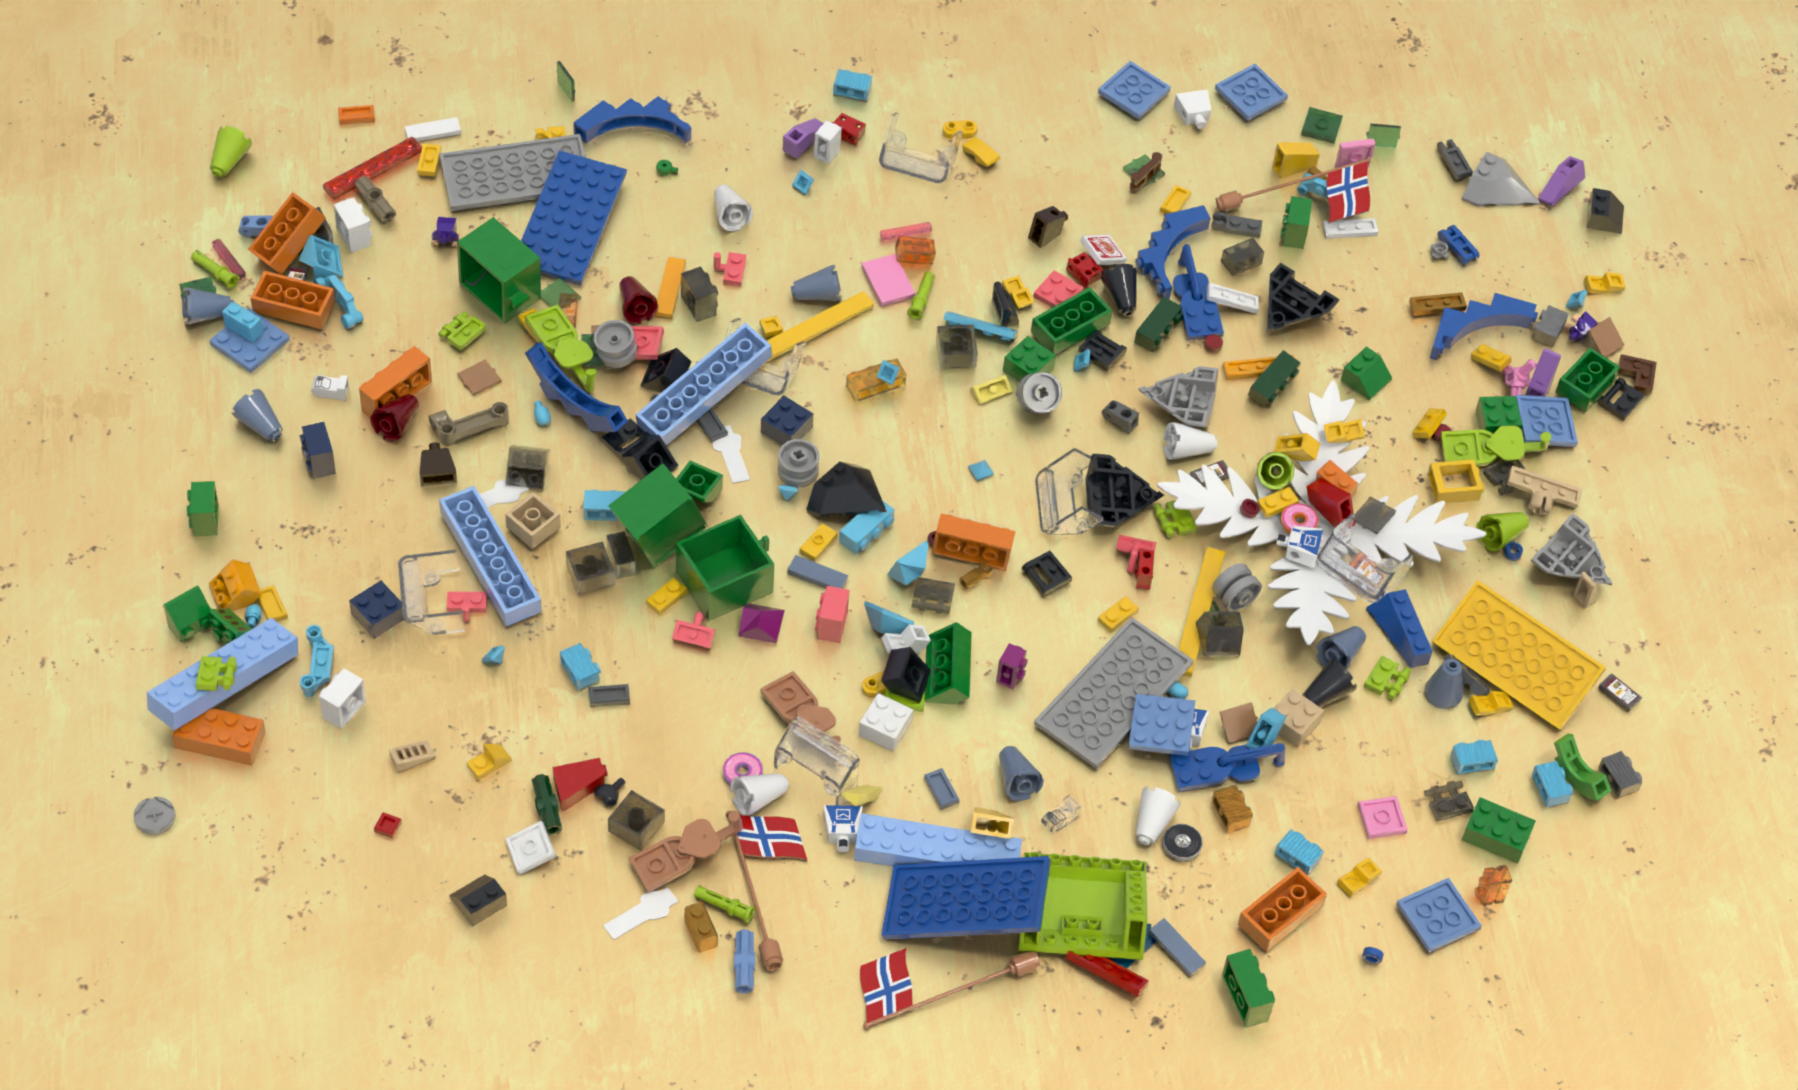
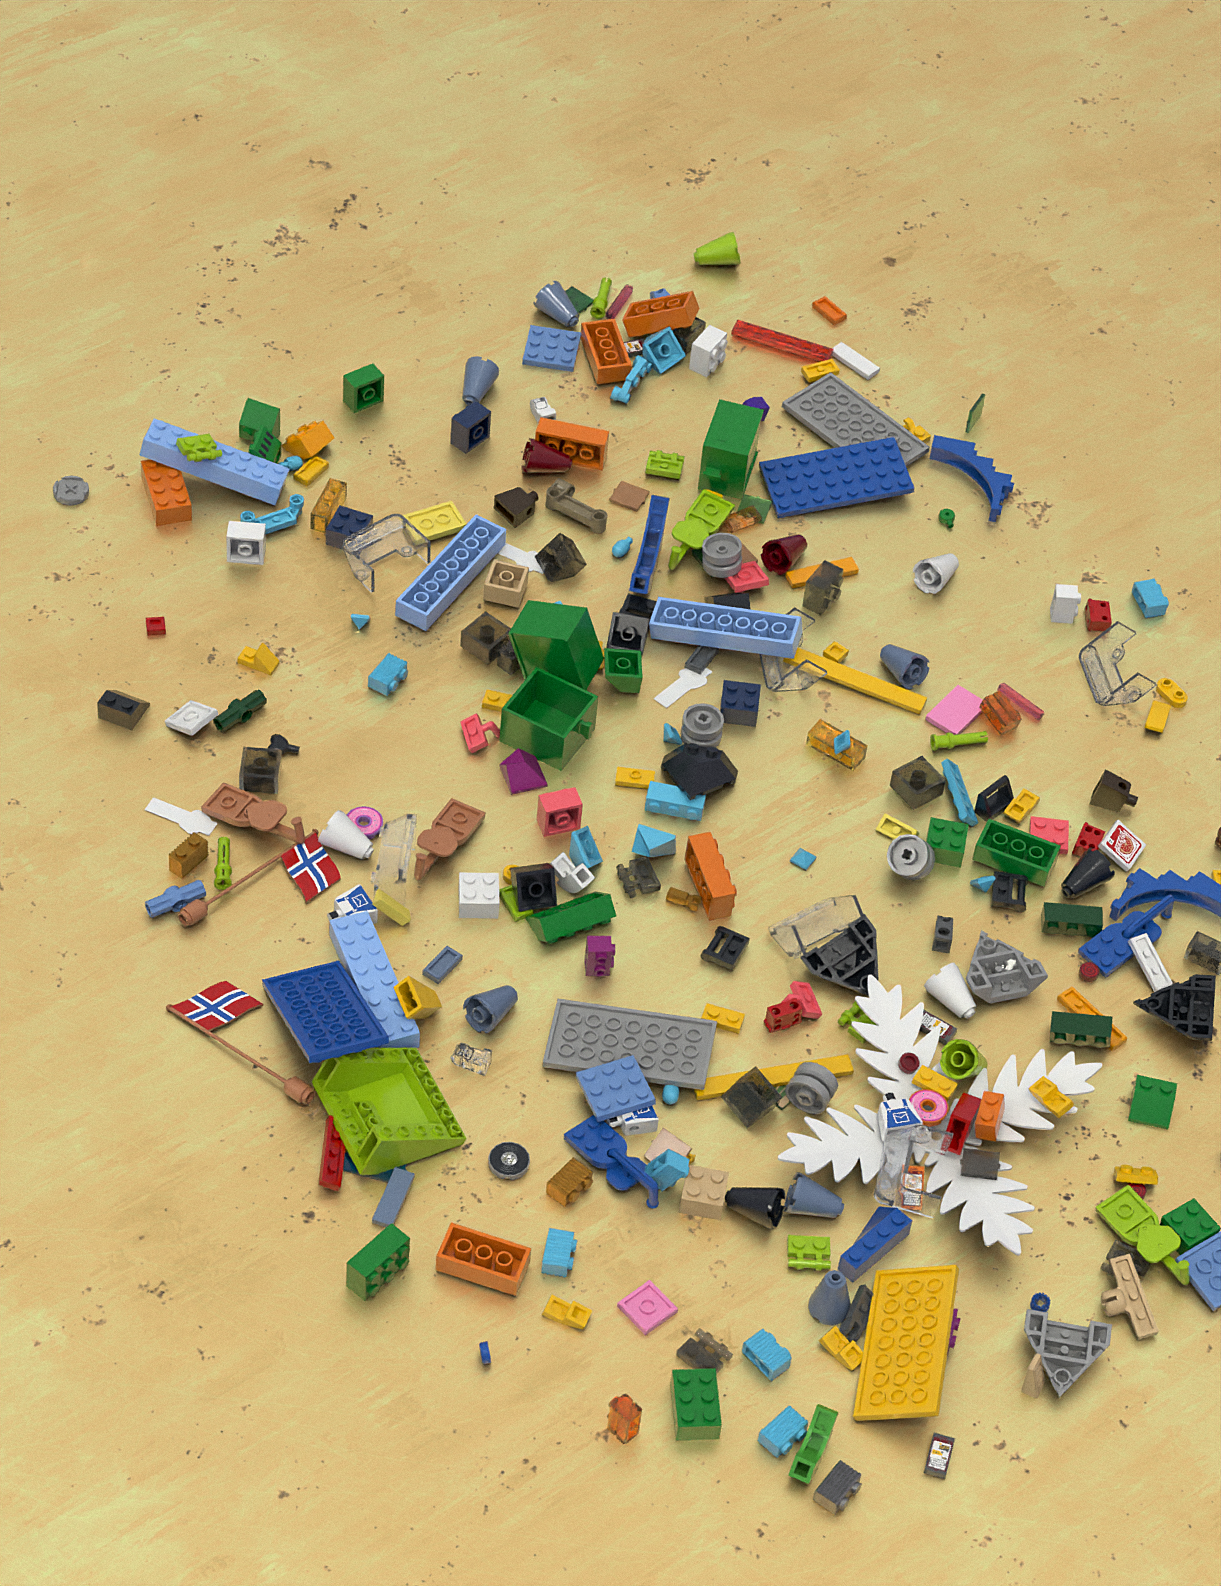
camera: 60 degrees right, 5 degrees down
(243, 322) = (556, 330): medium azure brick -> none
(334, 611) = (327, 504): none -> clear yellow brick
(375, 199) = (750, 356): dark tan piece -> none
(403, 764) = (218, 606): tan slope -> none
(411, 535) = (437, 520): none -> light yellow plate
(466, 602) = (395, 579): coral plate -> none
(578, 780) = (274, 718): red slope -> none
(609, 695) = (376, 707): dark grey tile -> none
(733, 269) = (877, 605): coral plate -> none
(800, 137) = (1047, 581): medium lavender slope -> none
(803, 182) = (1011, 610): medium azure slope -> none
(816, 573) = (601, 791): sand blue tile -> none
(1154, 814) = (517, 1123): white cone -> none
(1298, 446) = (1003, 1069): yellow slope -> none
(1438, 915) = (566, 1391): medium blue plate -> none
(1459, 494) = (1070, 1232): yellow window -> none
(1501, 528) = (1055, 1279): lime cone -> none

